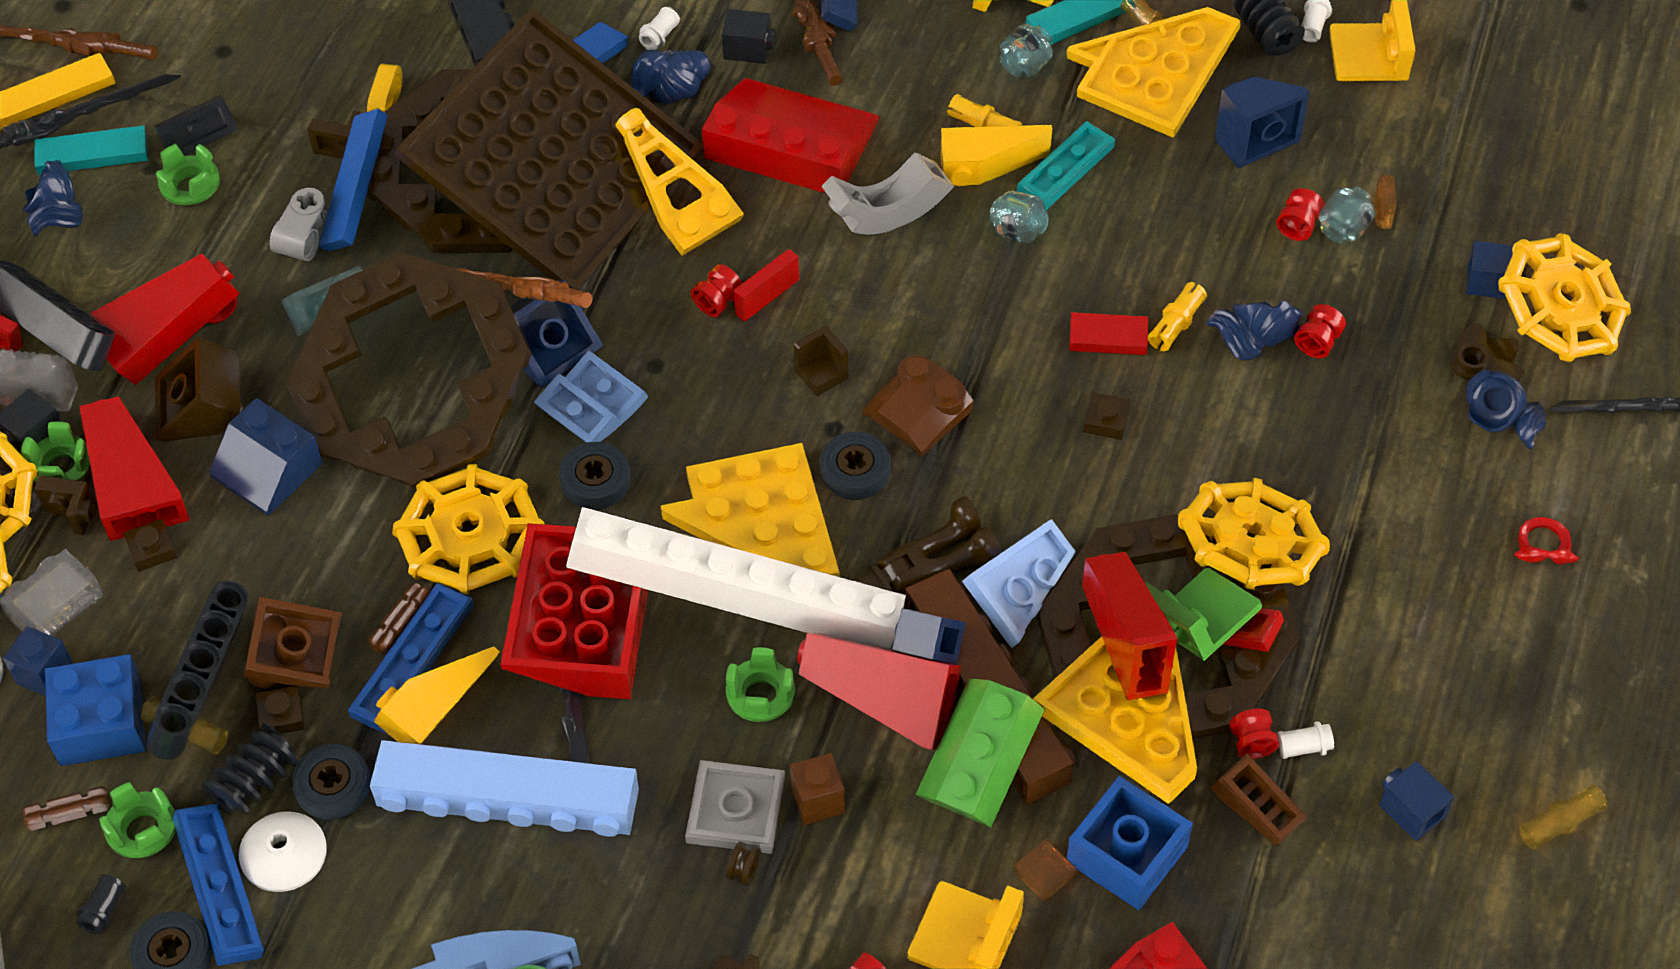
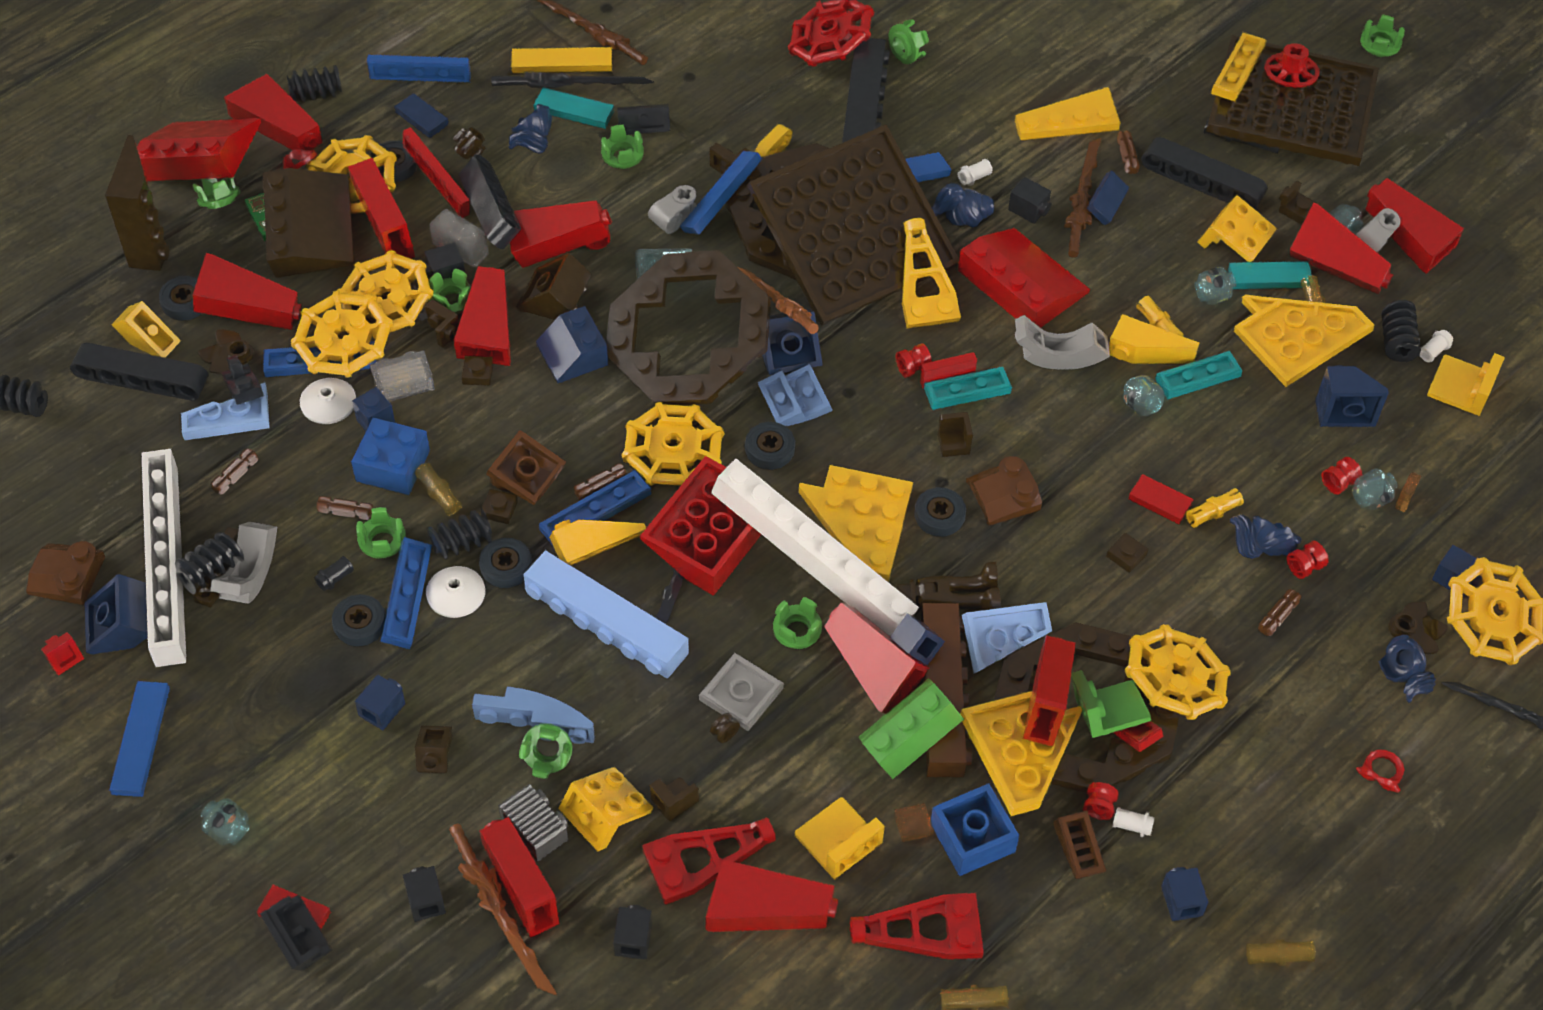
camera: 25 degrees right, 0 degrees up
(197, 670) = (455, 466): black beam -> none
(800, 297) = (967, 388): none -> teal tile
(817, 788) = (796, 703): reddish brown brick -> none
(1323, 409) = (1279, 612): none -> reddish brown axle

